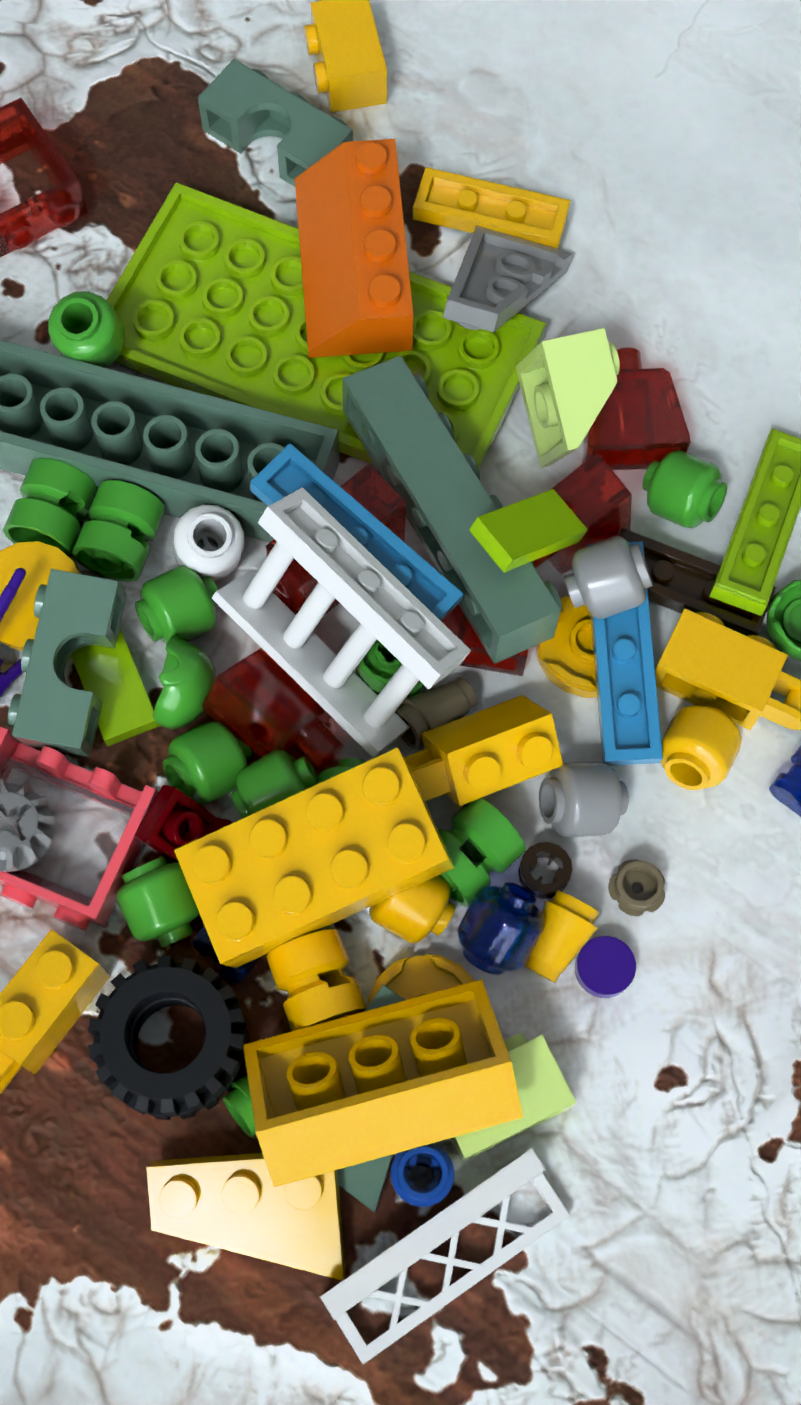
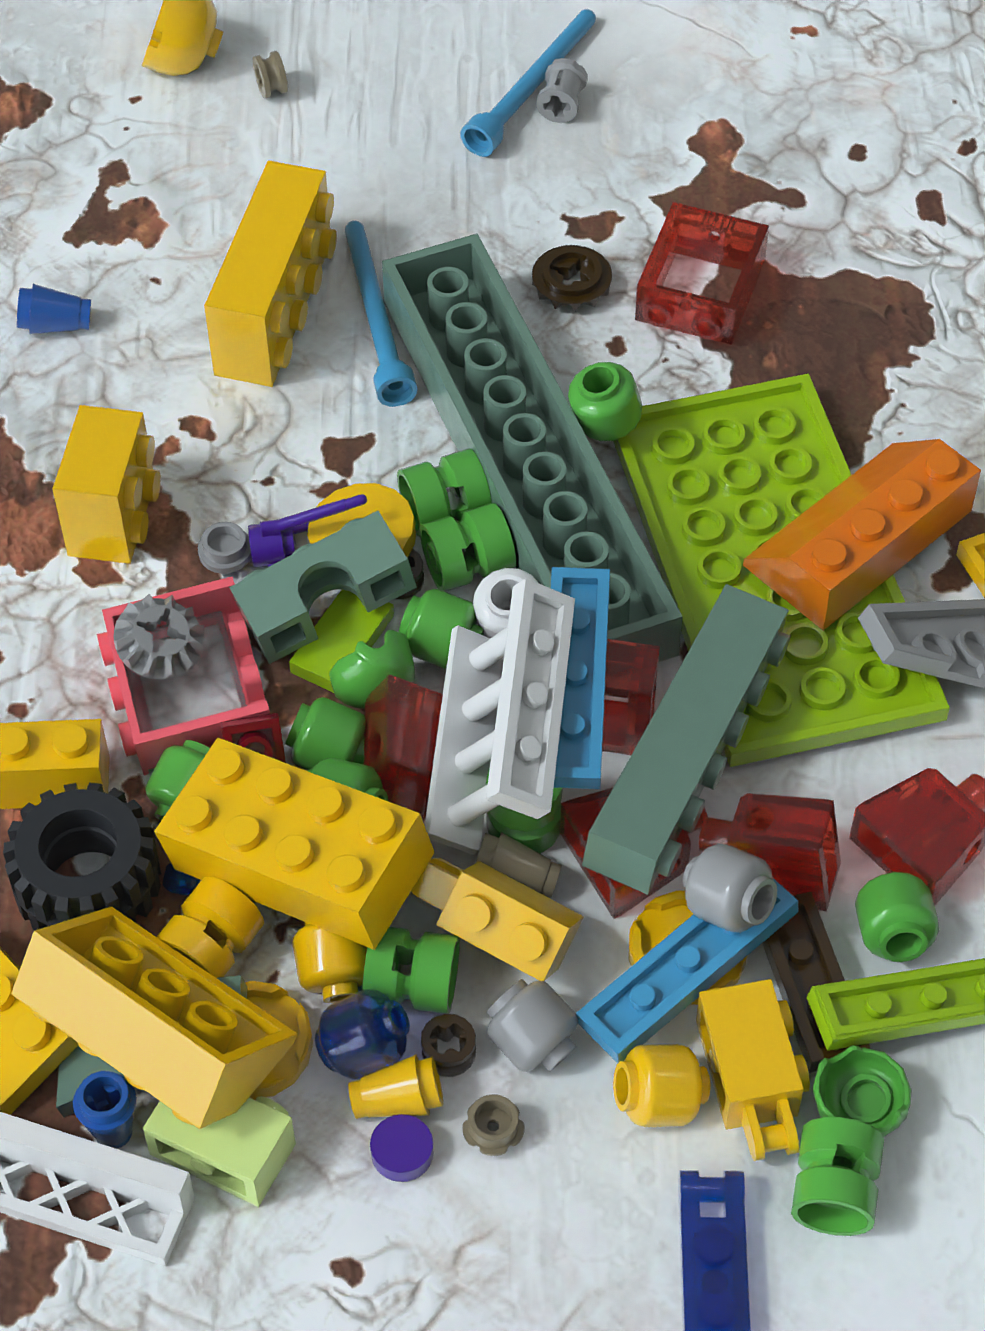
camera: 55 degrees right, 15 degrees down
(248, 106) = (932, 371): sand green arch -> none
(528, 530) = (707, 792): lime tile -> none
(565, 389) = (880, 747): yellowish green slope -> none

